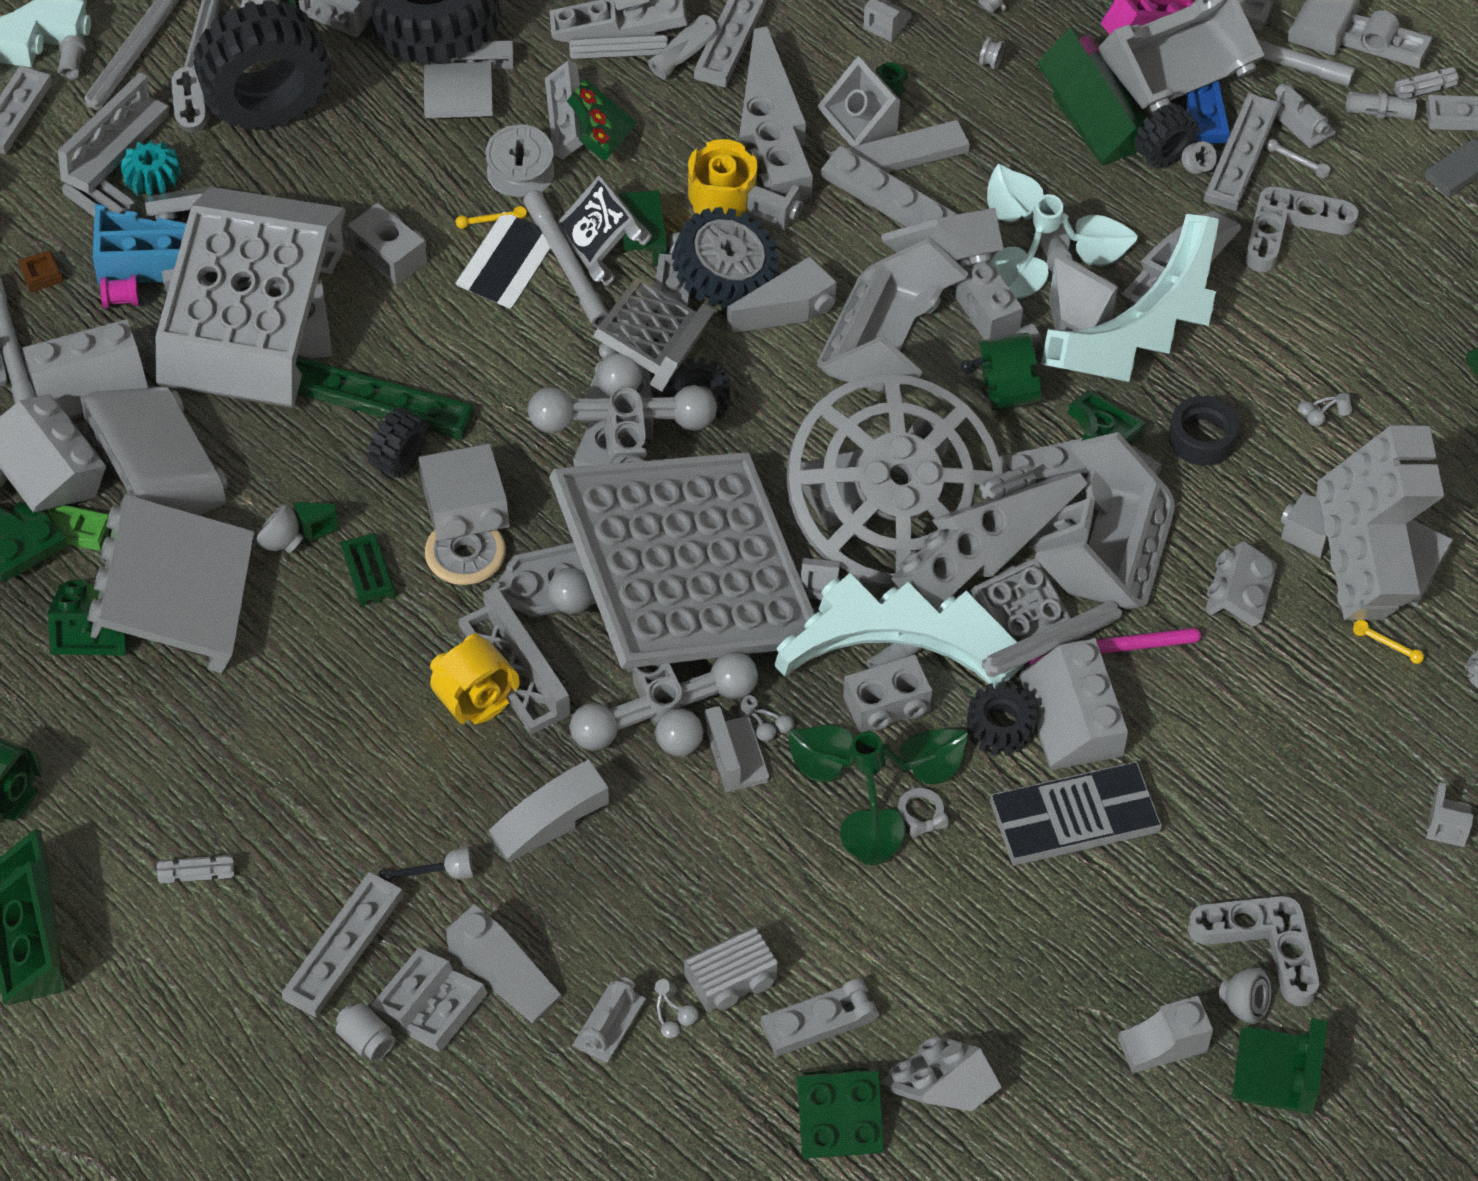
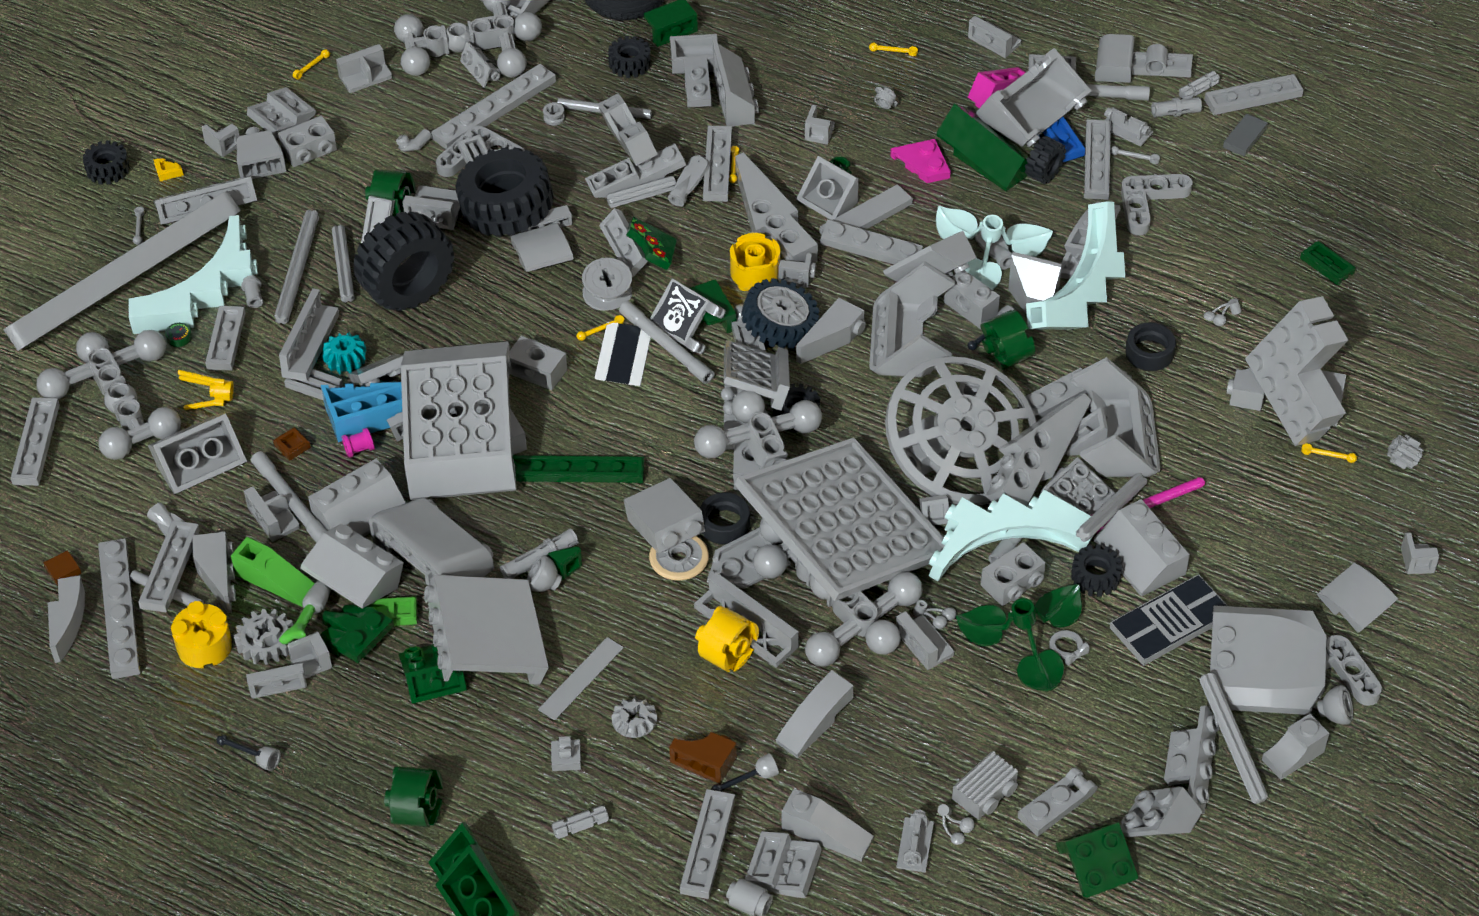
camera: 15 degrees left, 5 degrees down
(182, 101) = (348, 301): light grey beam -> none
(214, 775) = (565, 754): none -> light grey tile
(263, 506) = (525, 561): none -> light grey pin
(275, 679) = (580, 678): none -> light grey sticker
(319, 764) = (636, 727): none -> light grey gear
(375, 592) = (608, 594): dark green tile -> none
(390, 829) = (707, 757): none -> reddish brown arch
(398, 442) = (604, 493): black tyre -> none
(530, 537) = (722, 502): none -> black tyre
(764, 20) = (734, 152): none -> yellow hinge
(991, 53) = (902, 134): light grey bush -> none
(1007, 94) = (923, 159): none -> dark pink wing
(1007, 482) = (1038, 412): light grey axle -> none
(1022, 1010) = (1191, 757): none -> light grey bracket
(1085, 999) = (1233, 738): none -> light grey axle
(1102, 418) = (1079, 355): dark green tile -> none
(1174, 904) = (1268, 659): none -> light grey wedge
(1202, 148) = (1075, 165): light grey bush -> none
(1242, 583) = (1217, 440): light grey bracket -> none
(1280, 1067) = (1381, 747): dark green bracket -> none
(1340, 851) = (1357, 596): none -> light grey slope

